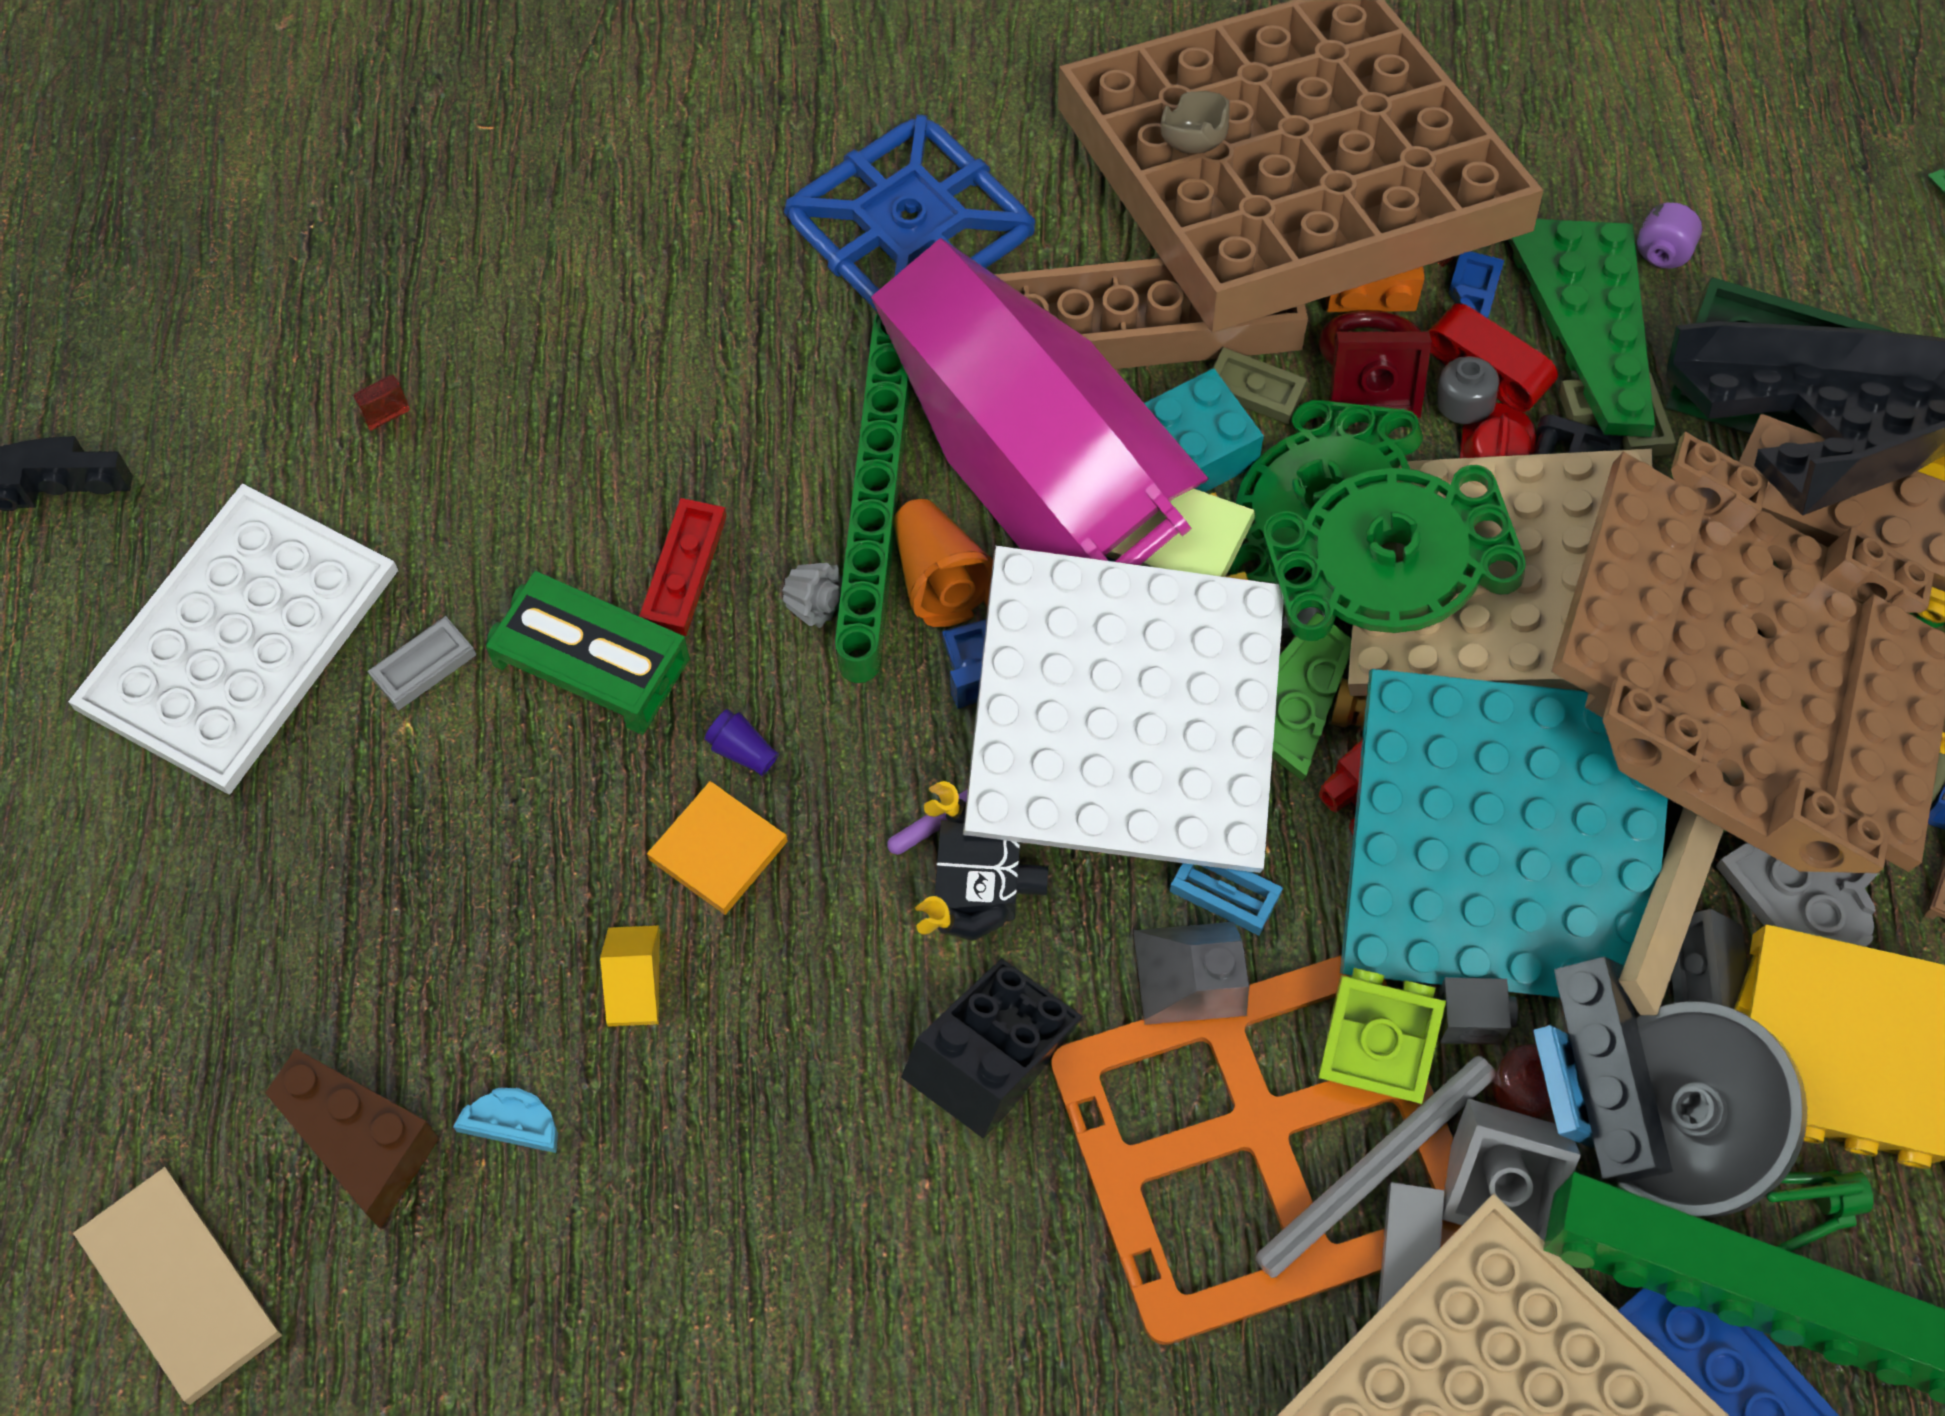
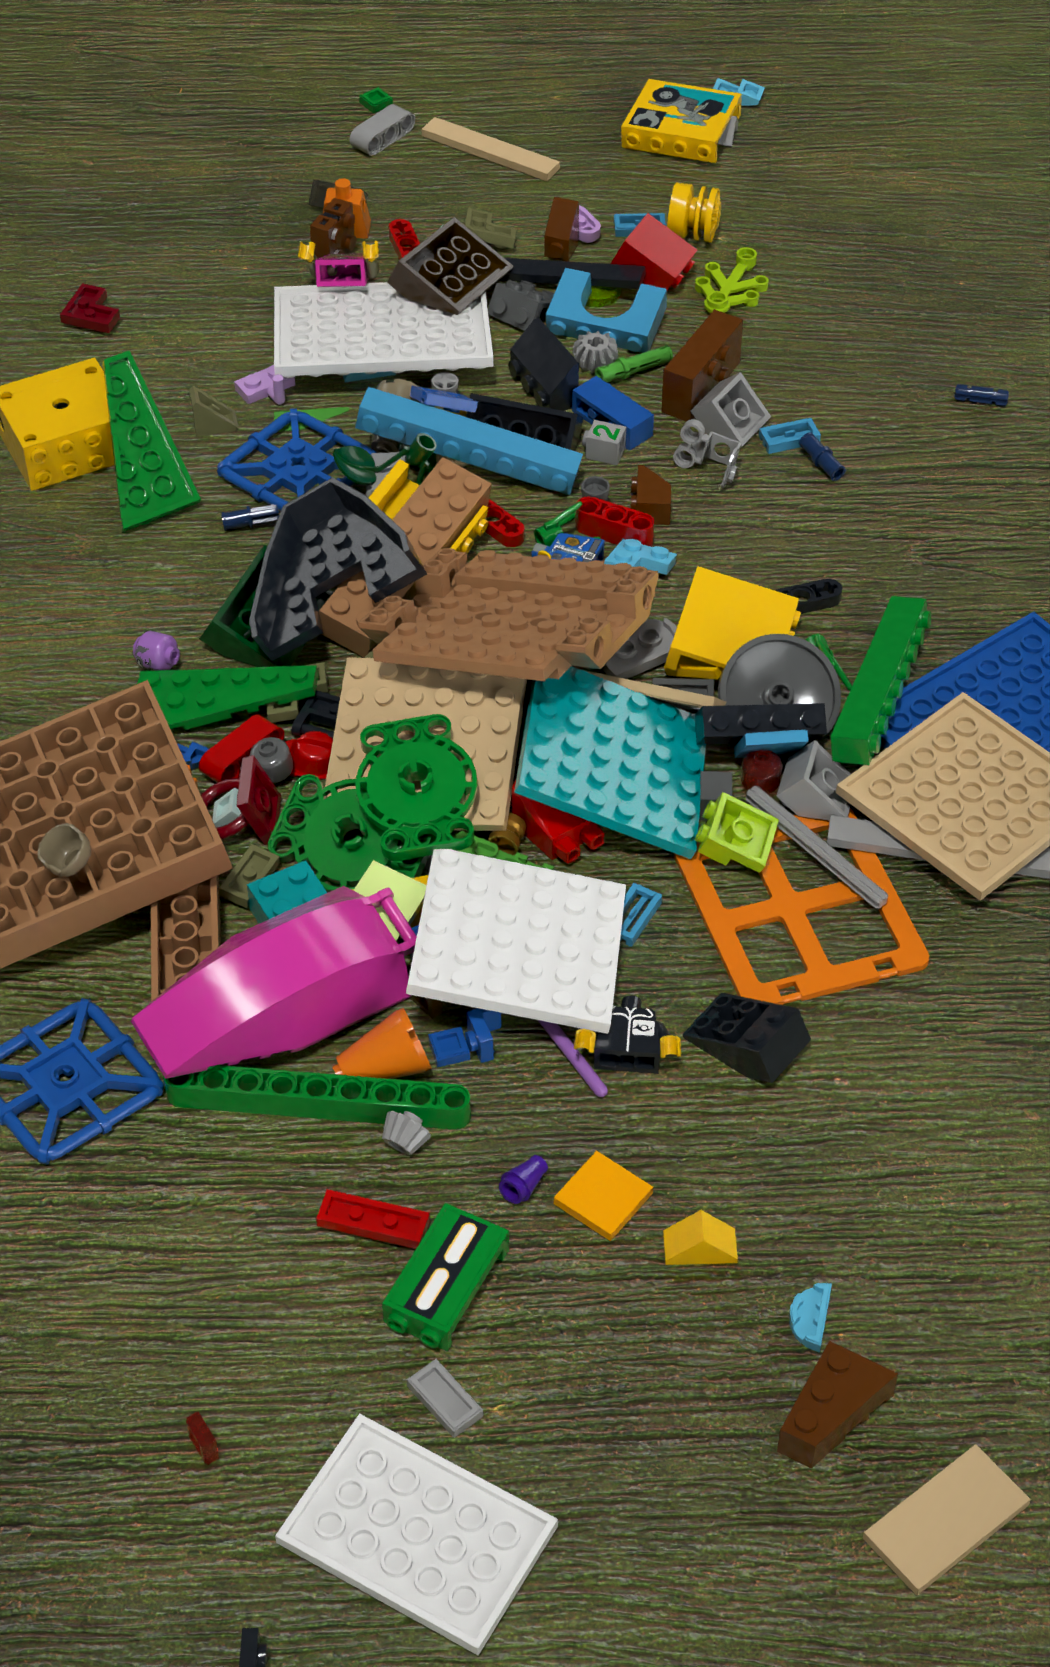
camera: 90 degrees left, 15 degrees down
(1191, 973) = (692, 926): flat silver slope -> none

